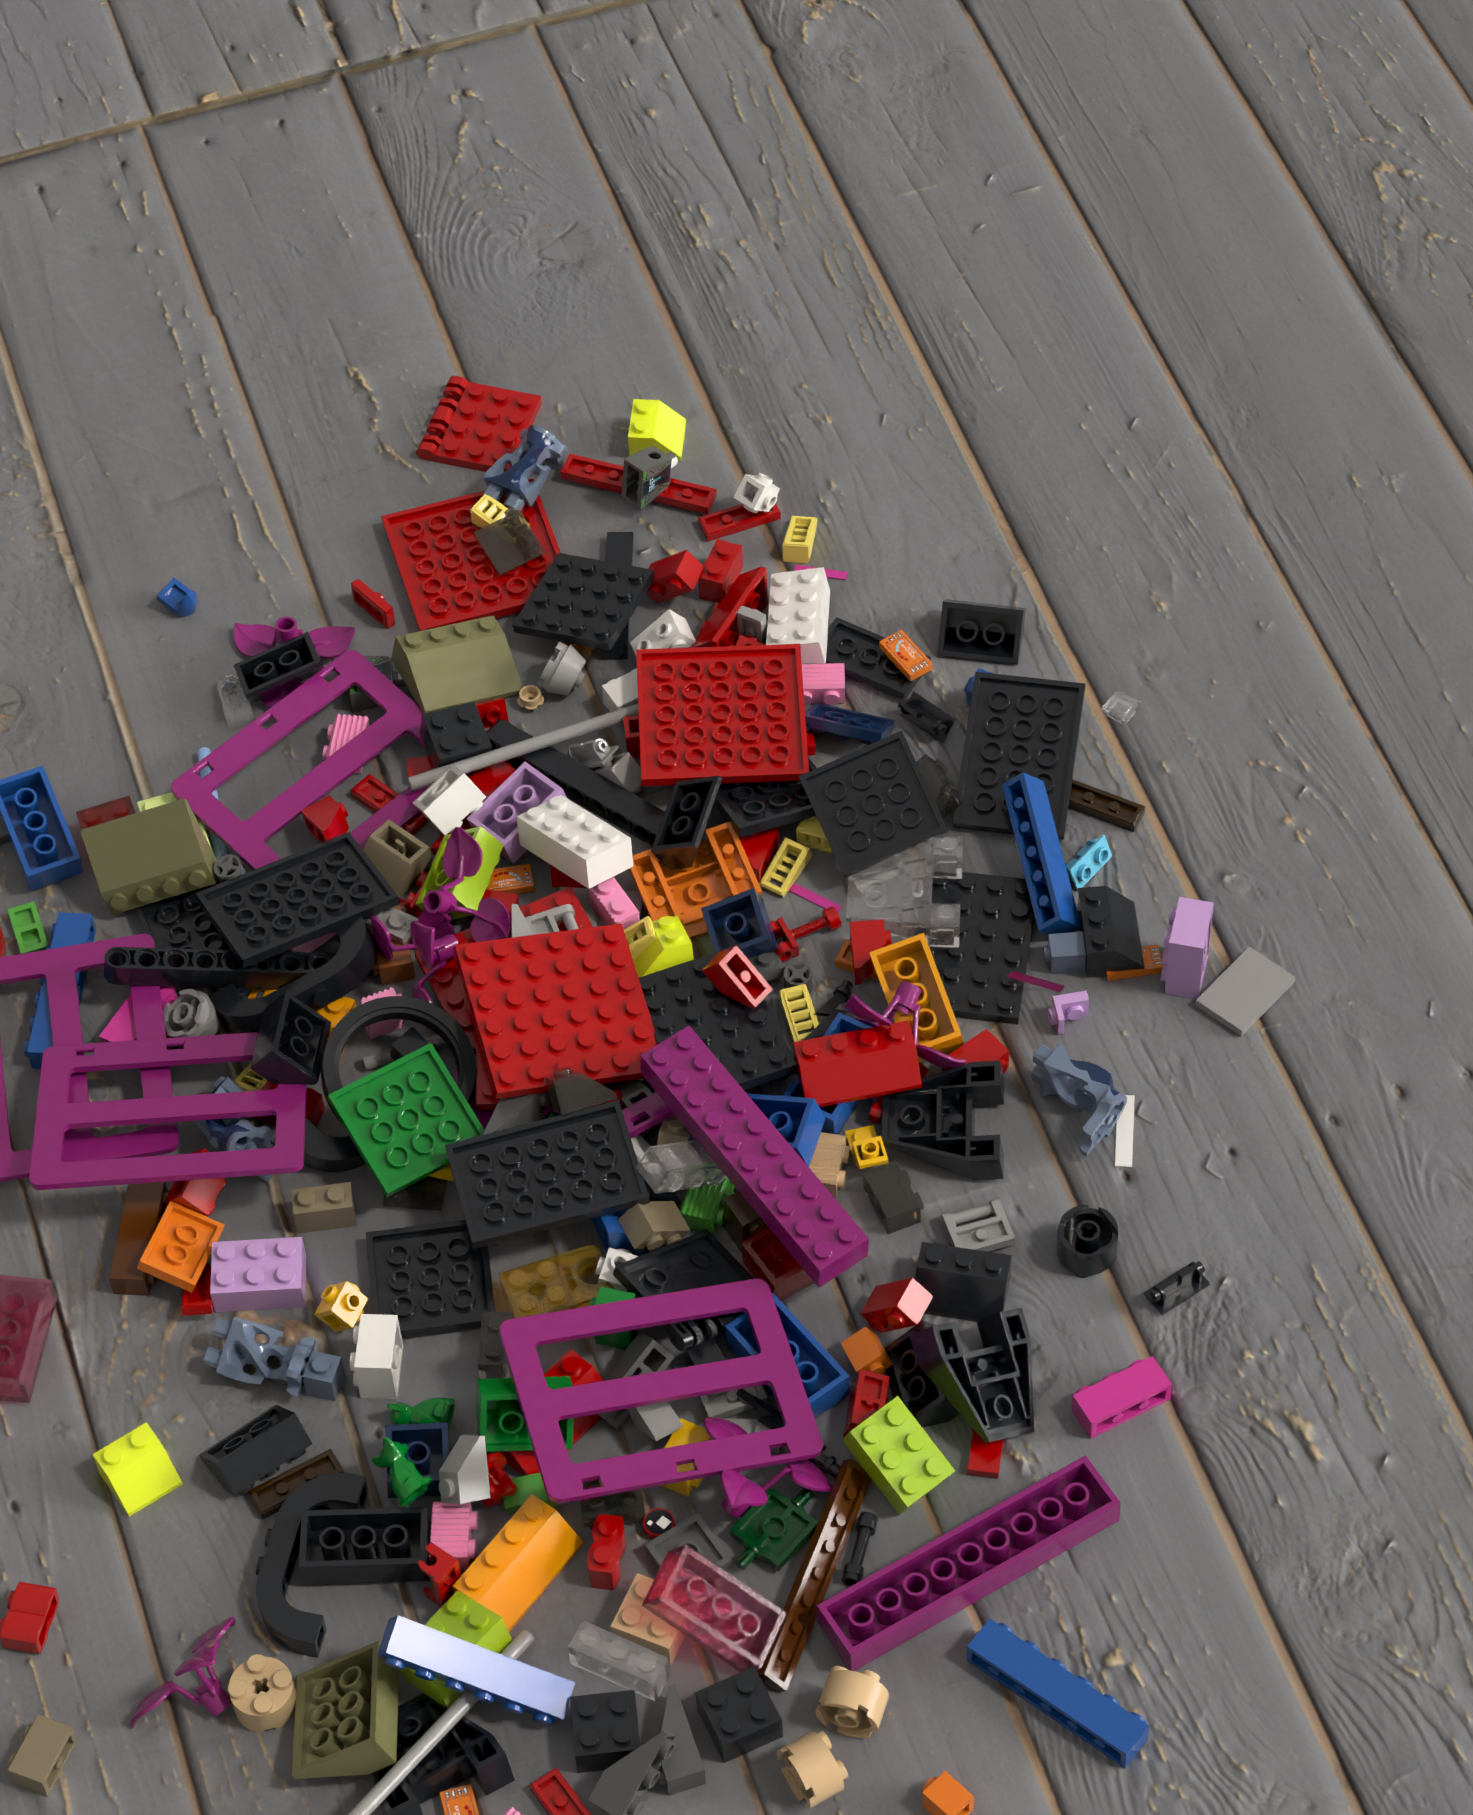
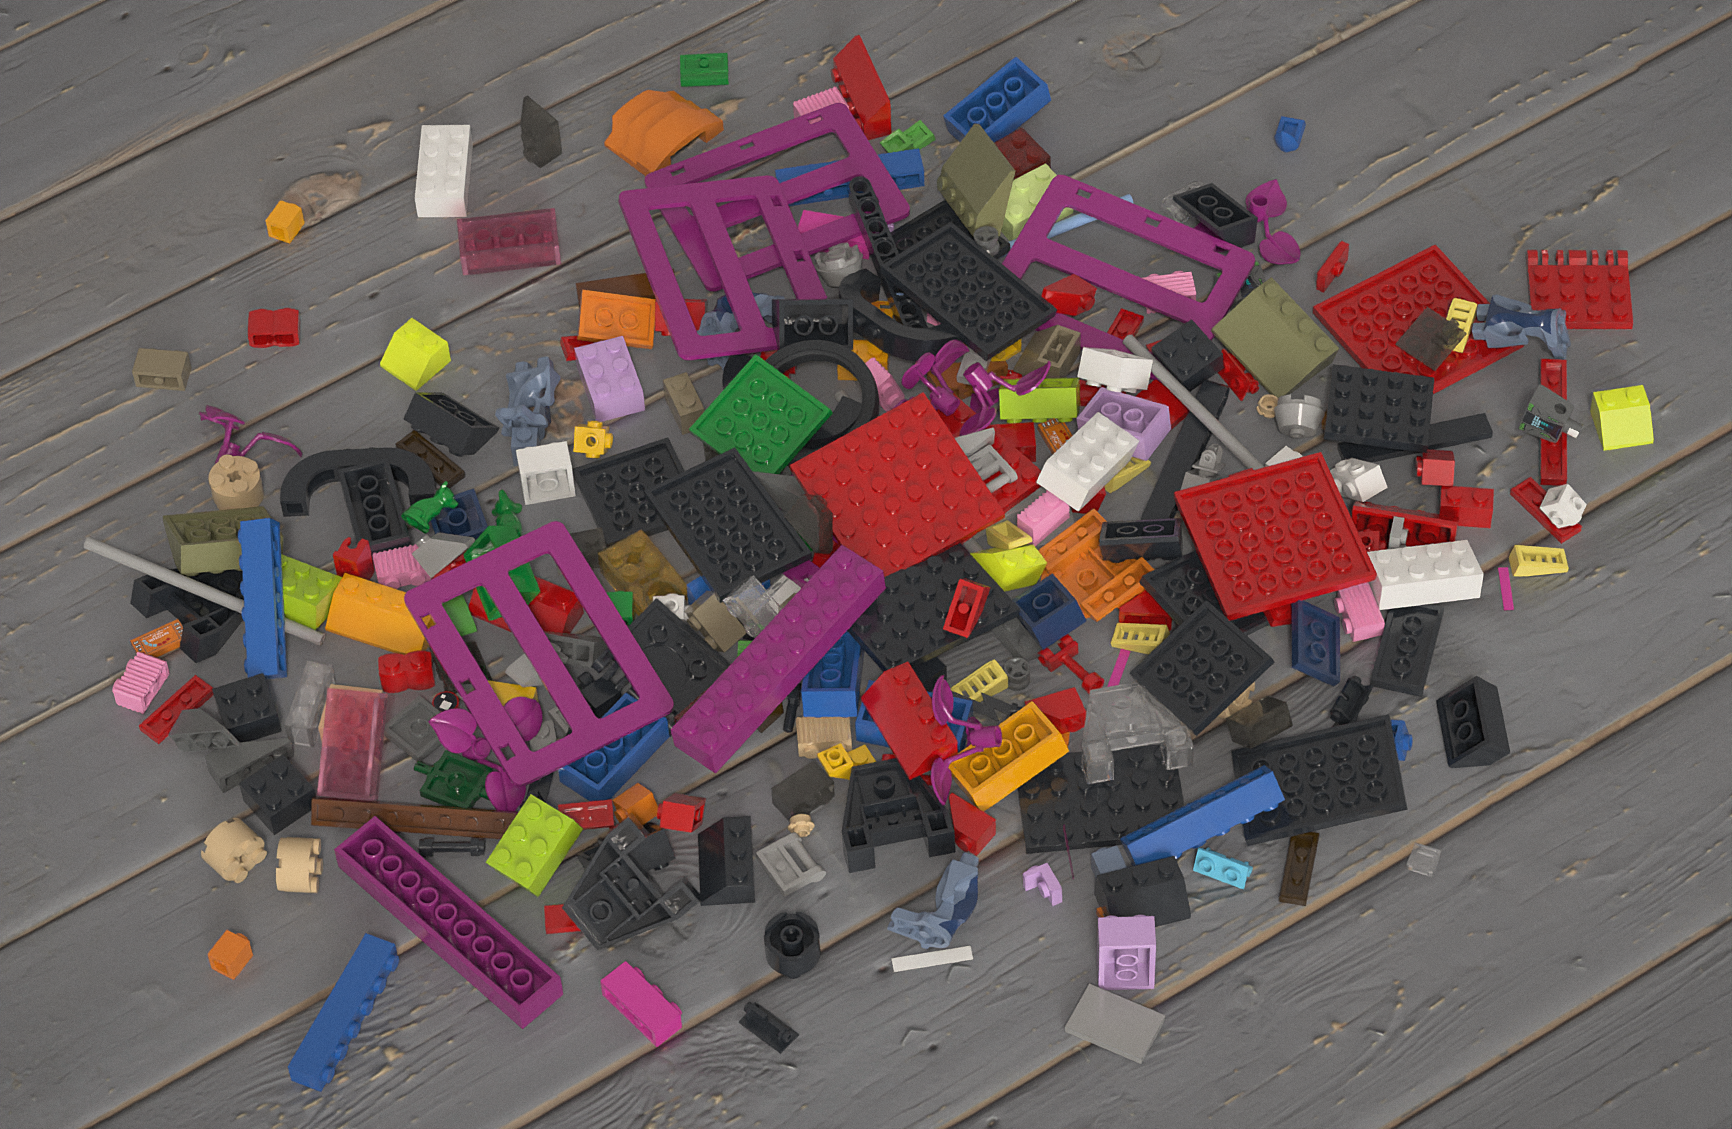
camera: 75 degrees right, 0 degrees up
(906, 655) = (1412, 668): orange tile -> none
(932, 1209) = (801, 825): none -> tan plate

